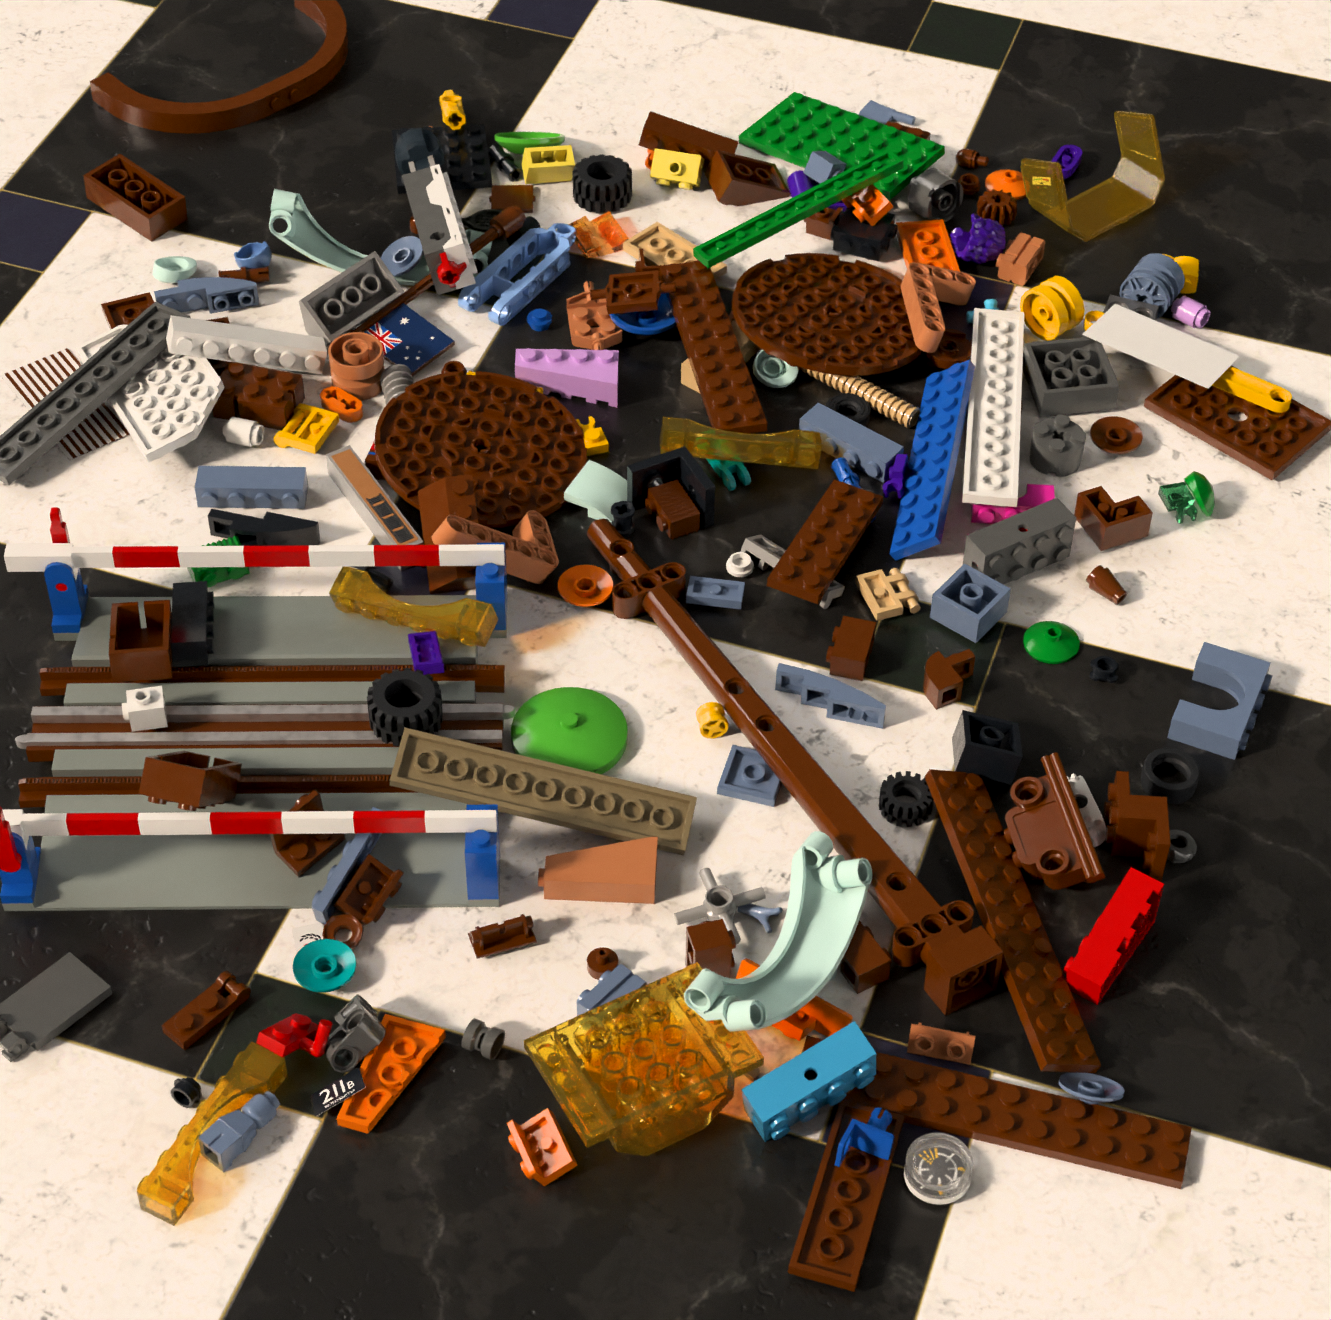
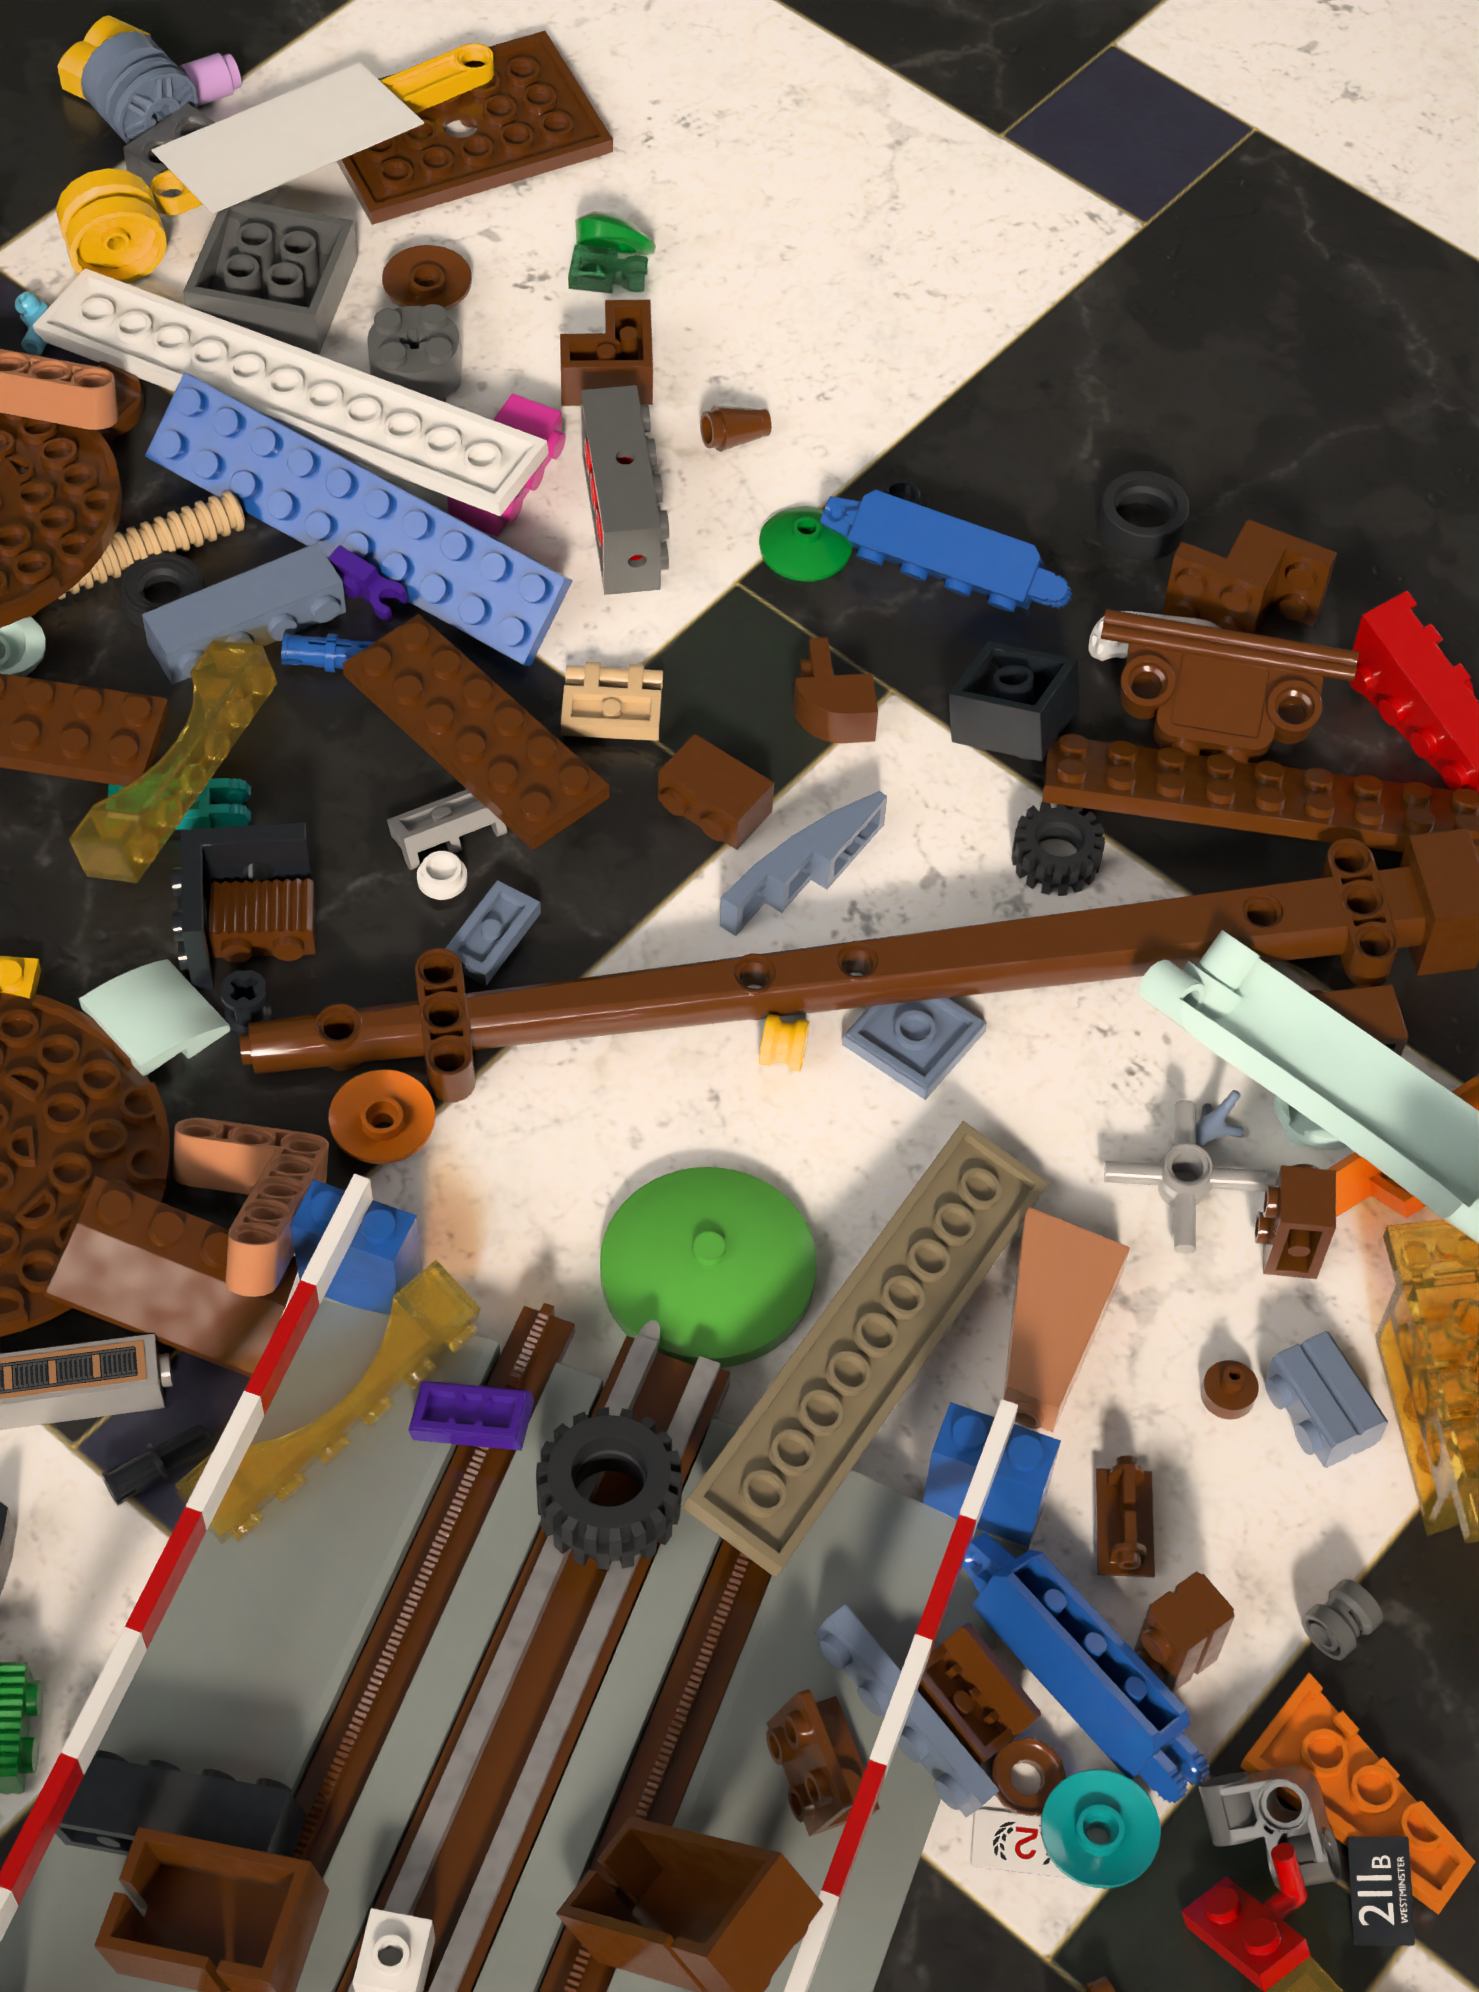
camera: 70 degrees left, 10 degrees up
(405, 931) = (1086, 1666): none -> blue hinge
(437, 963) = (1184, 1631): none -> reddish brown brick
(970, 603) = (704, 600): sand blue brick -> none
(1076, 694) = (946, 549): none -> blue hinge
(1222, 730) = (1007, 352): sand blue arch -> none

